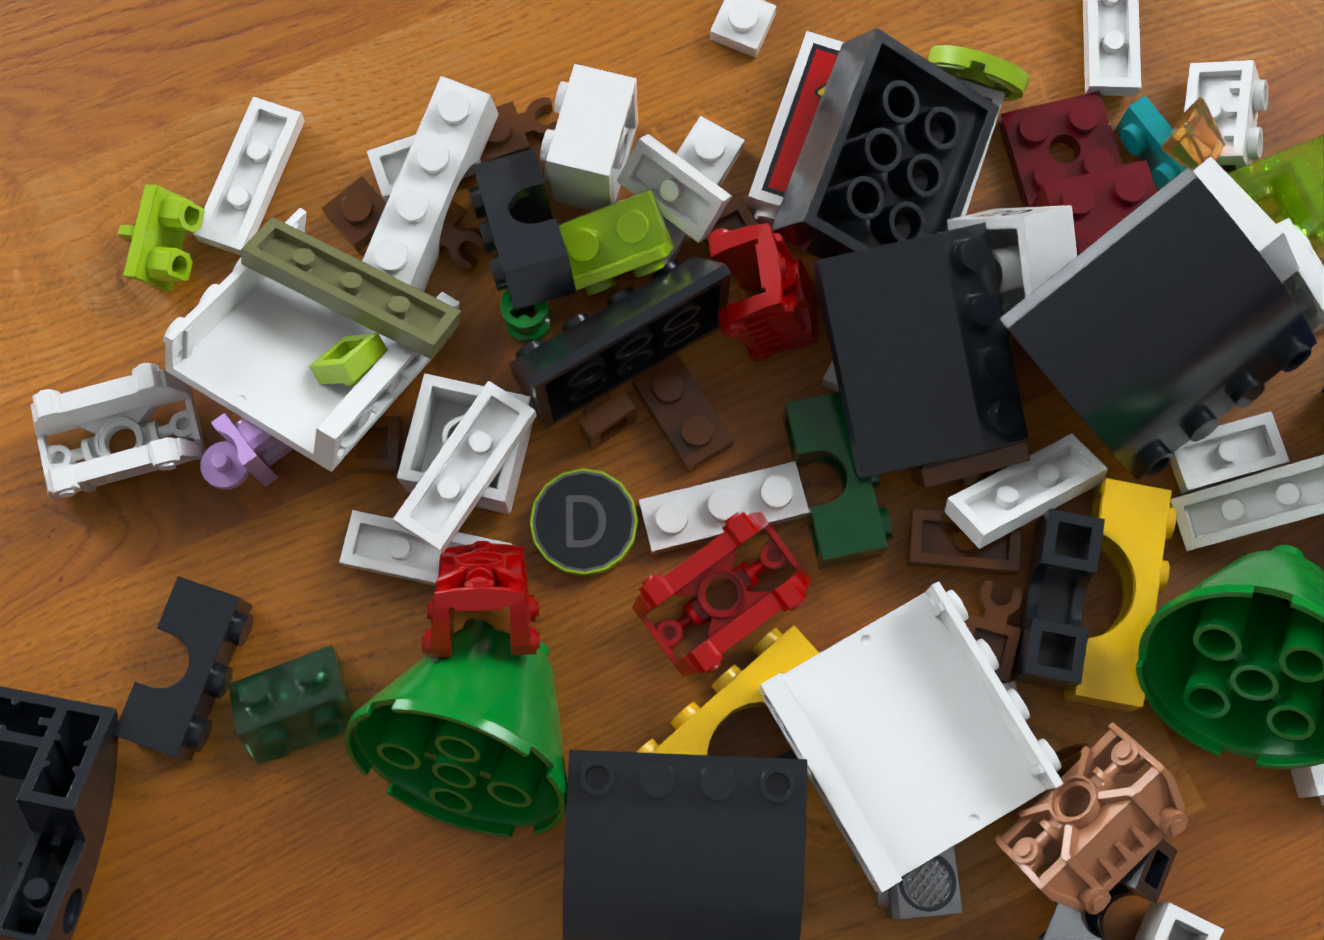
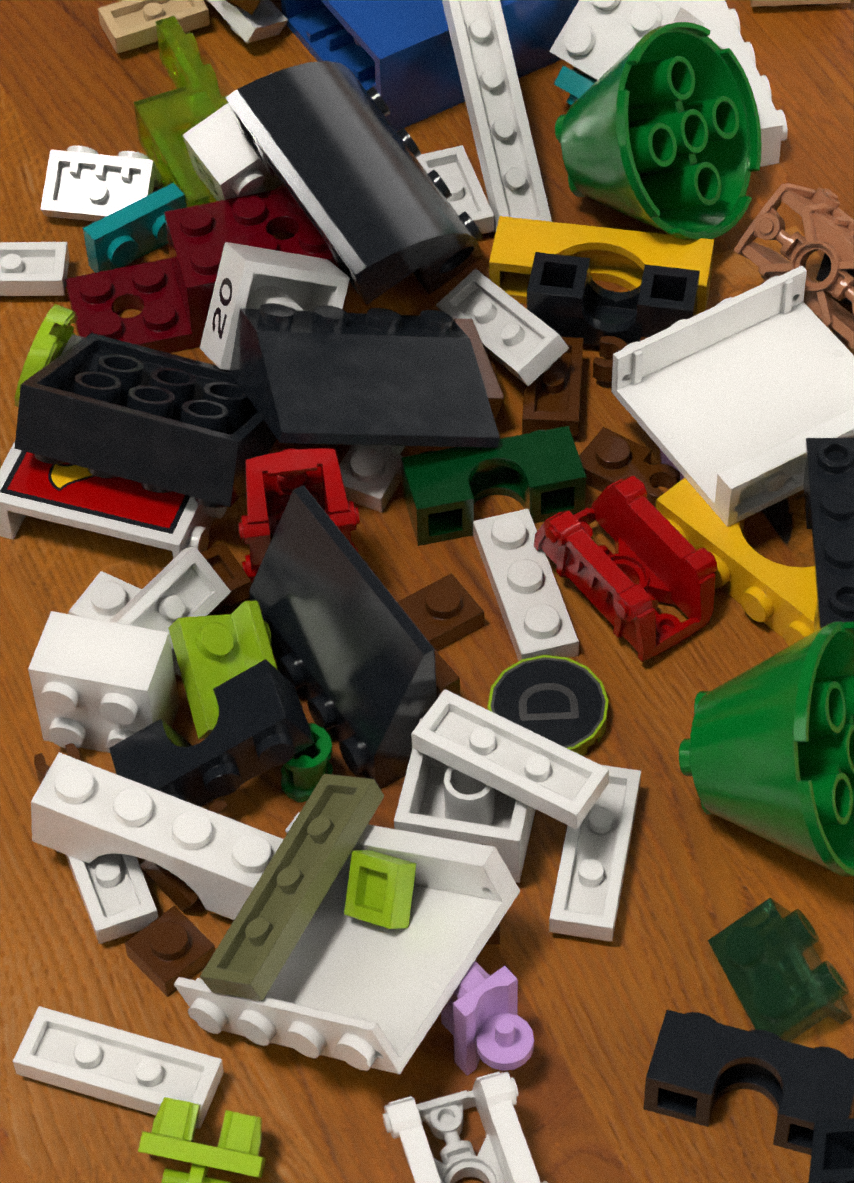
camera: 90 degrees left, 25 degrees down
(481, 579) = (662, 738): red piece -> none
(865, 598) = (616, 458): none -> reddish brown plate
(1194, 137) = (136, 189): clear orange slope -> none

